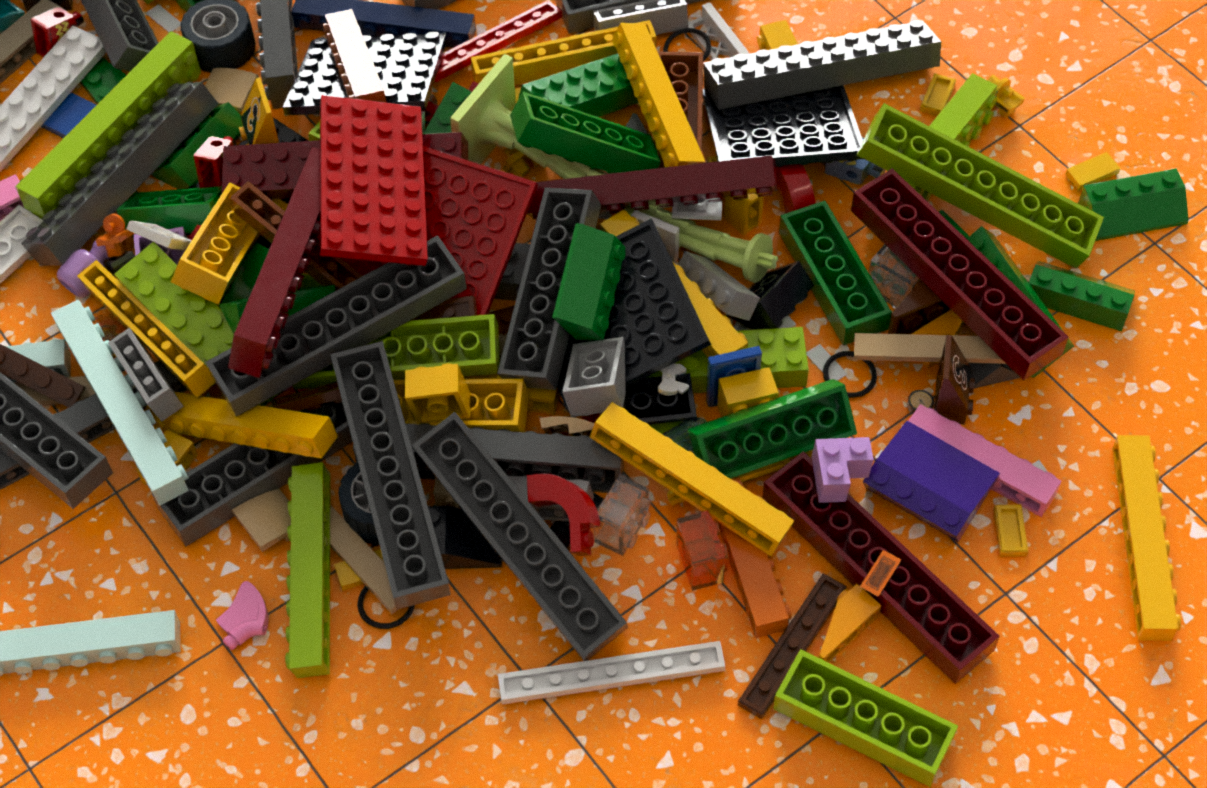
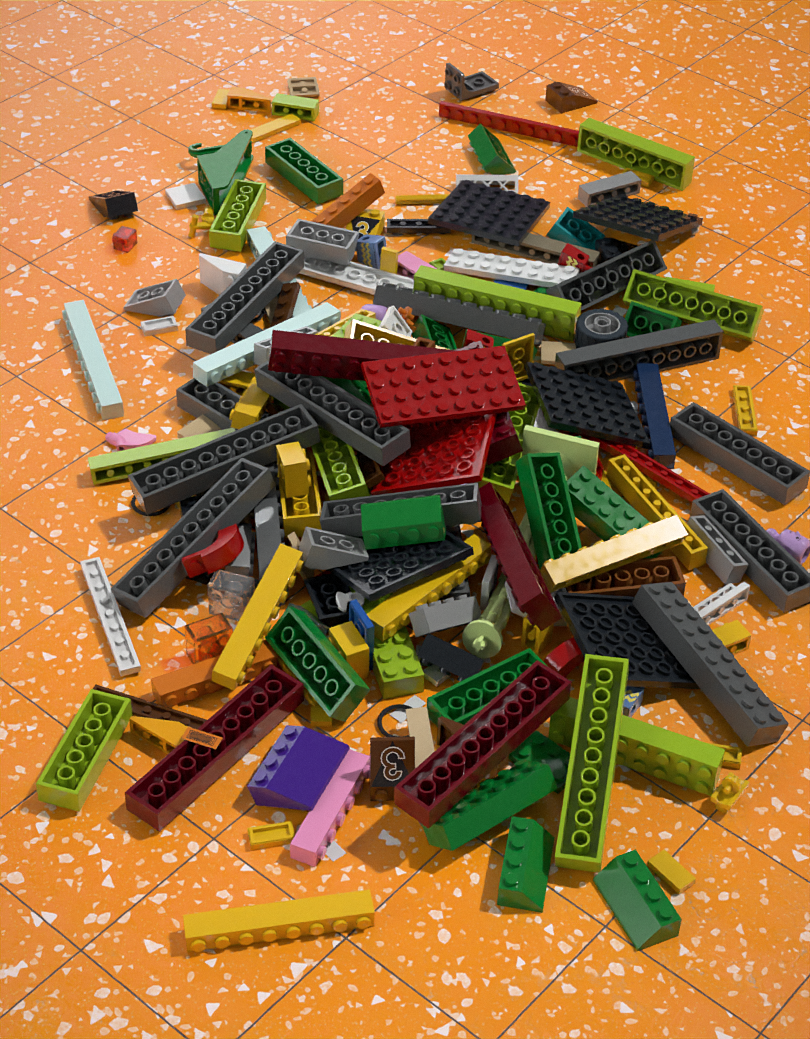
camera: 75 degrees right, 15 degrees down
(352, 57) = (580, 386): brick -> none
(690, 30) = (707, 576): black tyre -> none
(837, 462) = (285, 693): lavender brick -> none

